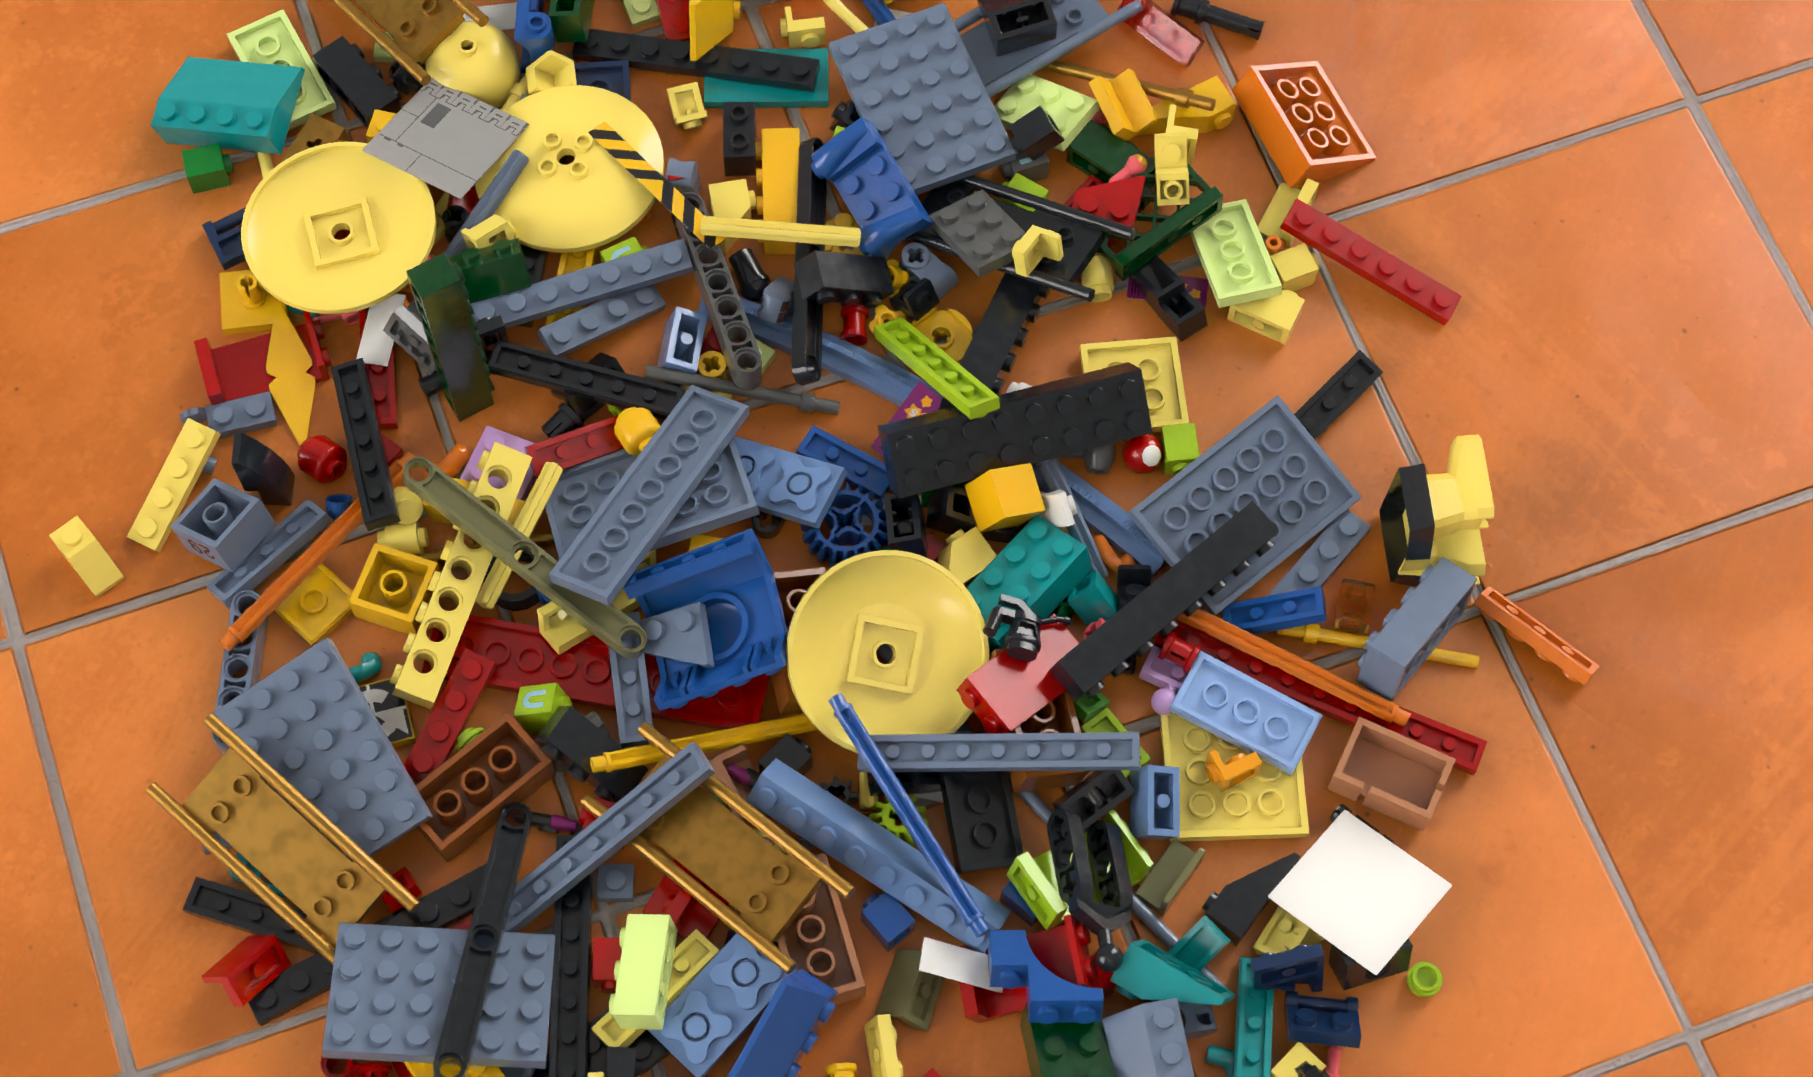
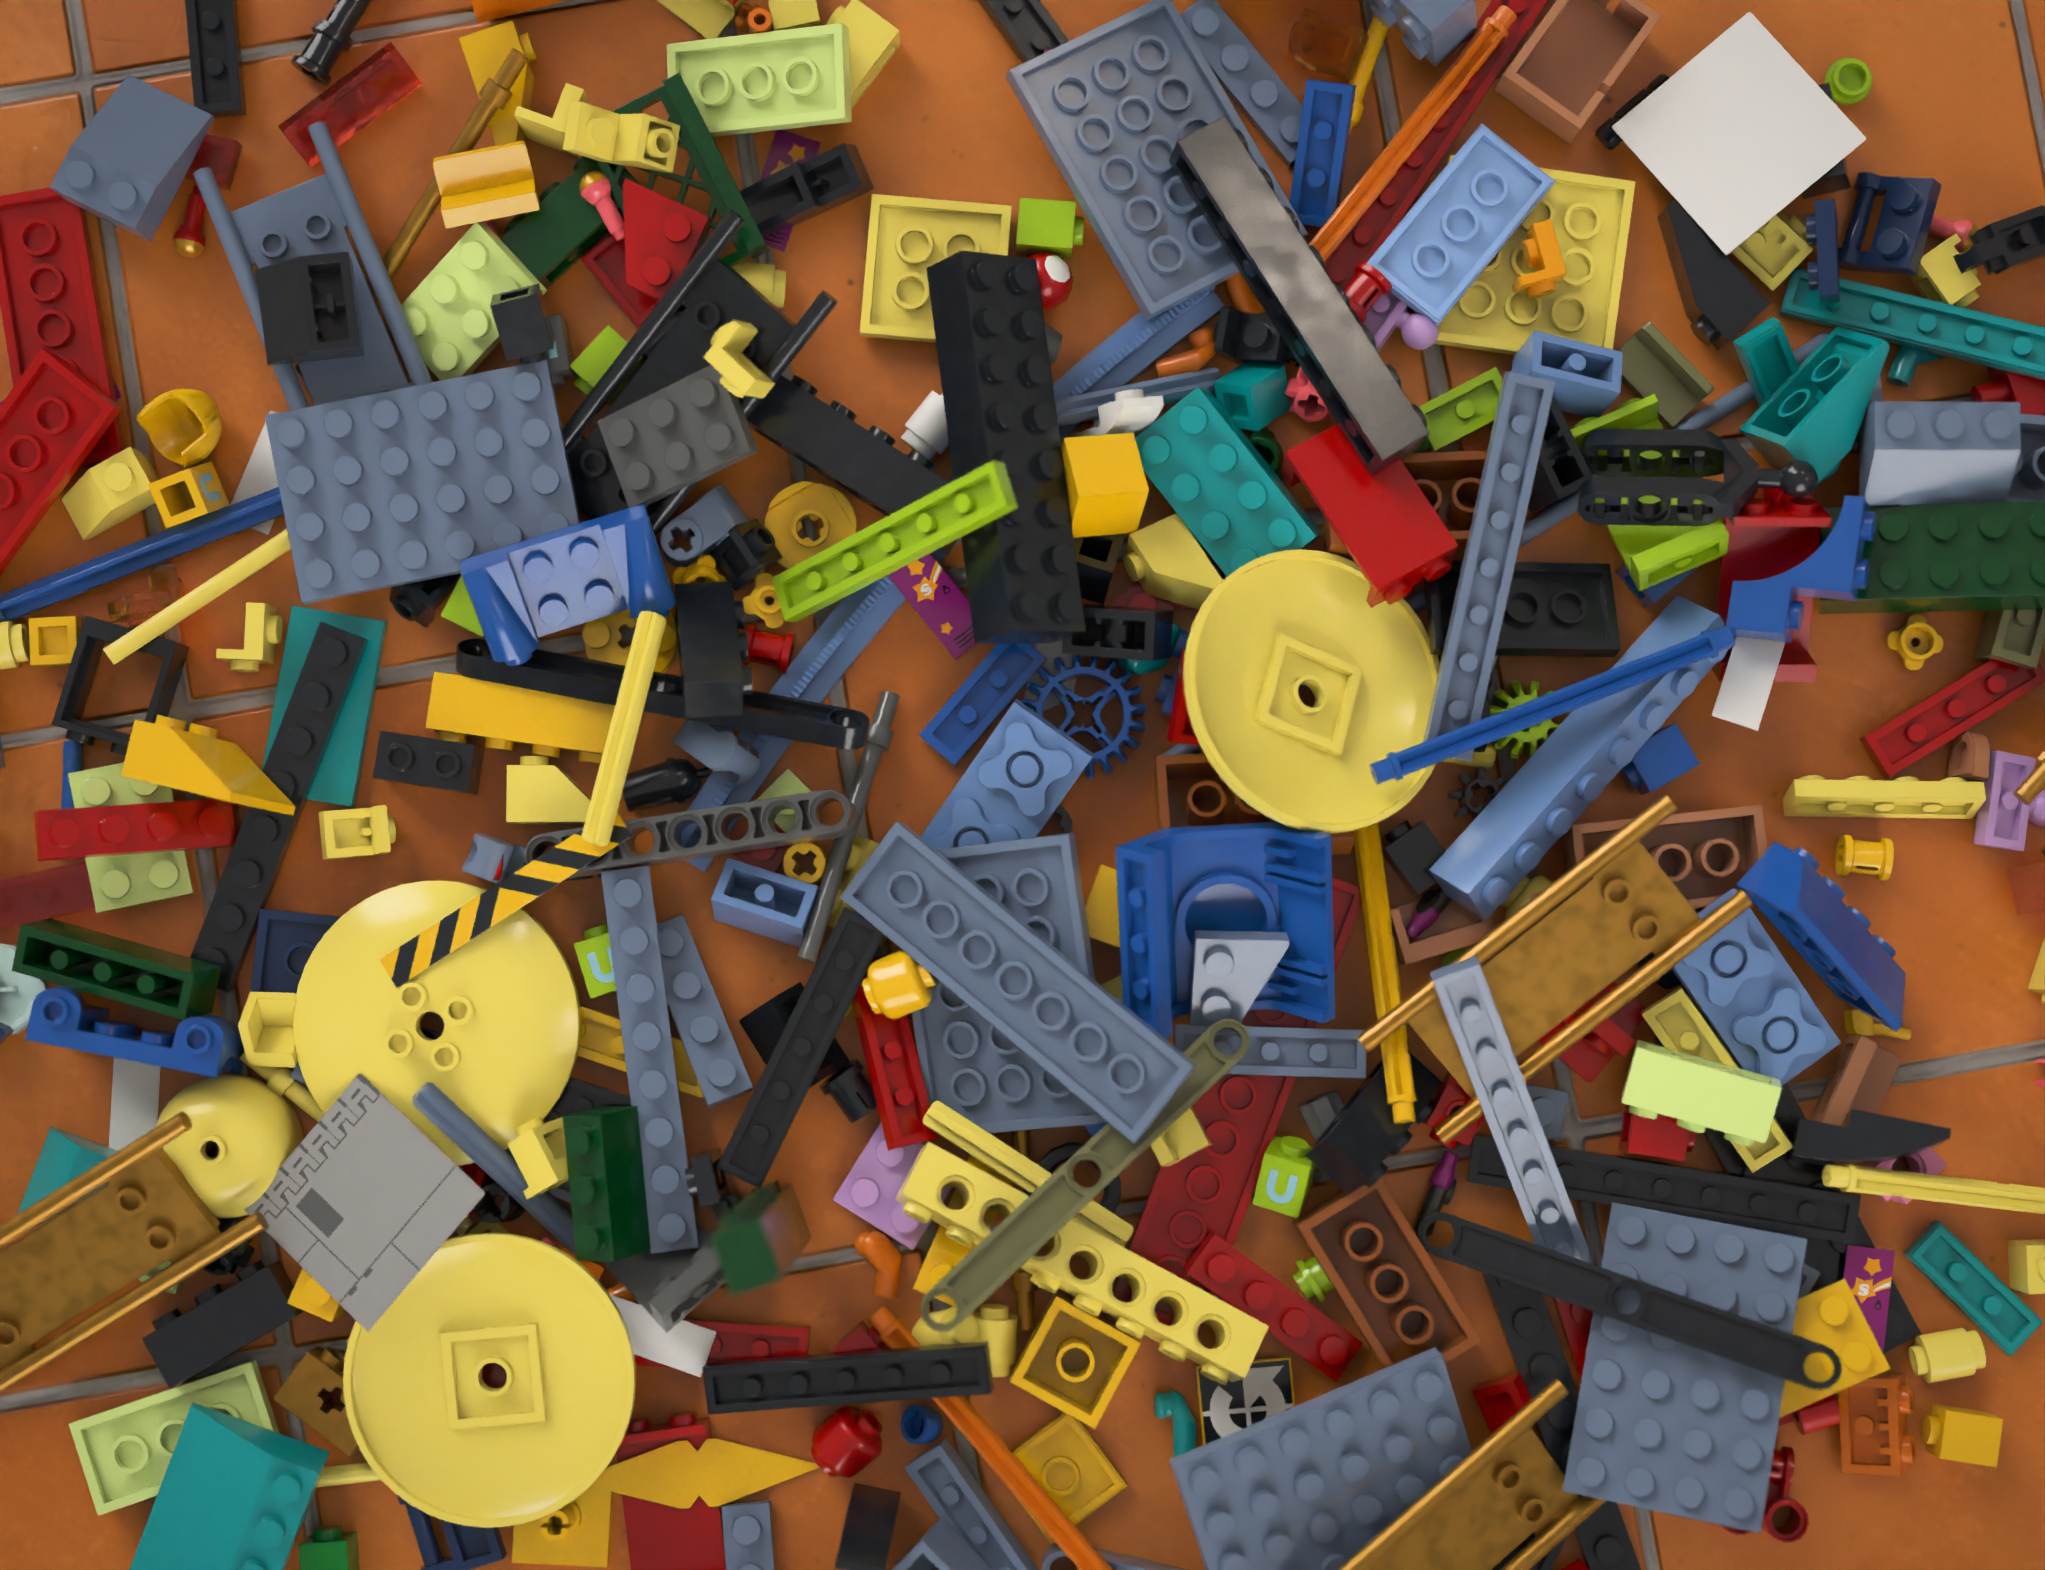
camera: 80 degrees left, 20 degrees up
(910, 992) = (1753, 757): olive panel -> none
(1023, 635) = (1321, 498): black piece -> none

